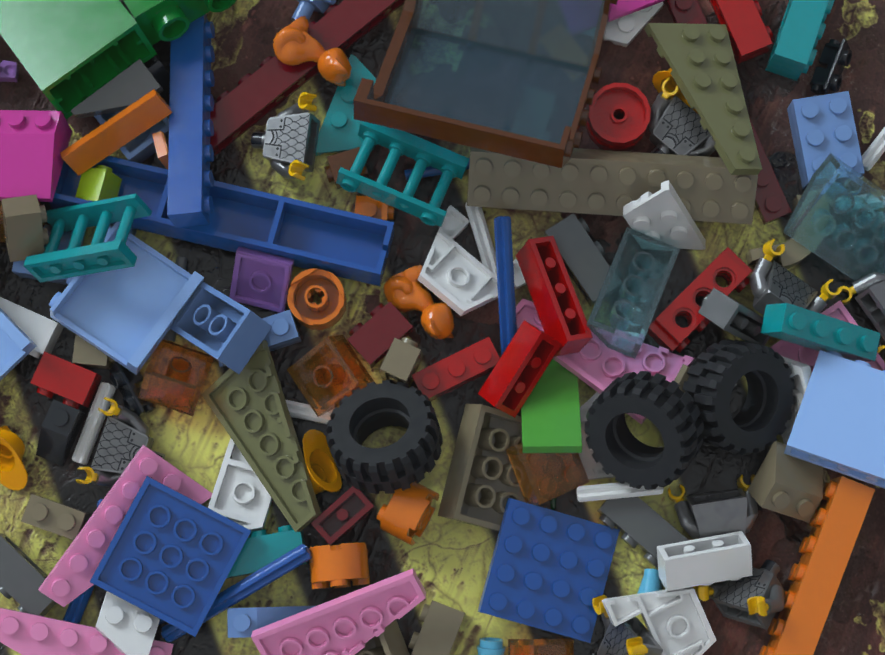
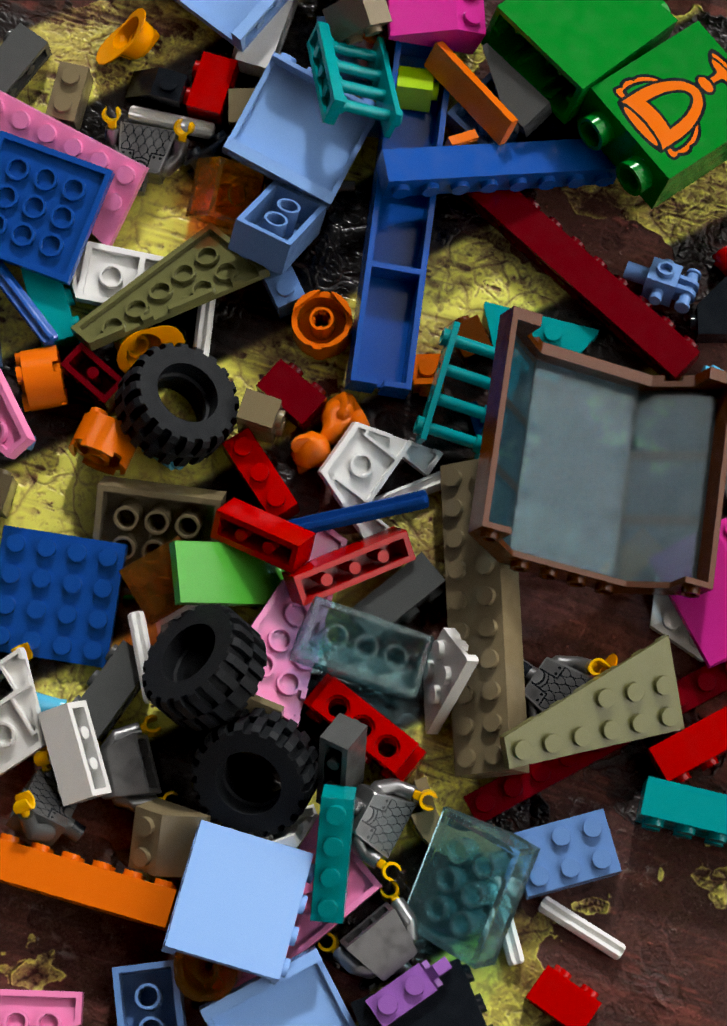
camera: 85 degrees right, 5 degrees down
(261, 279) = (338, 263): medium lavender tile -> none
(291, 139) = (491, 277): torso -> none
(295, 46) = (592, 264): orange animal -> none
(329, 374) = (243, 347): clear orange slope -> none
(633, 116) = (569, 602): red wheel -> none
(836, 58) = (637, 855): black hinge -> none

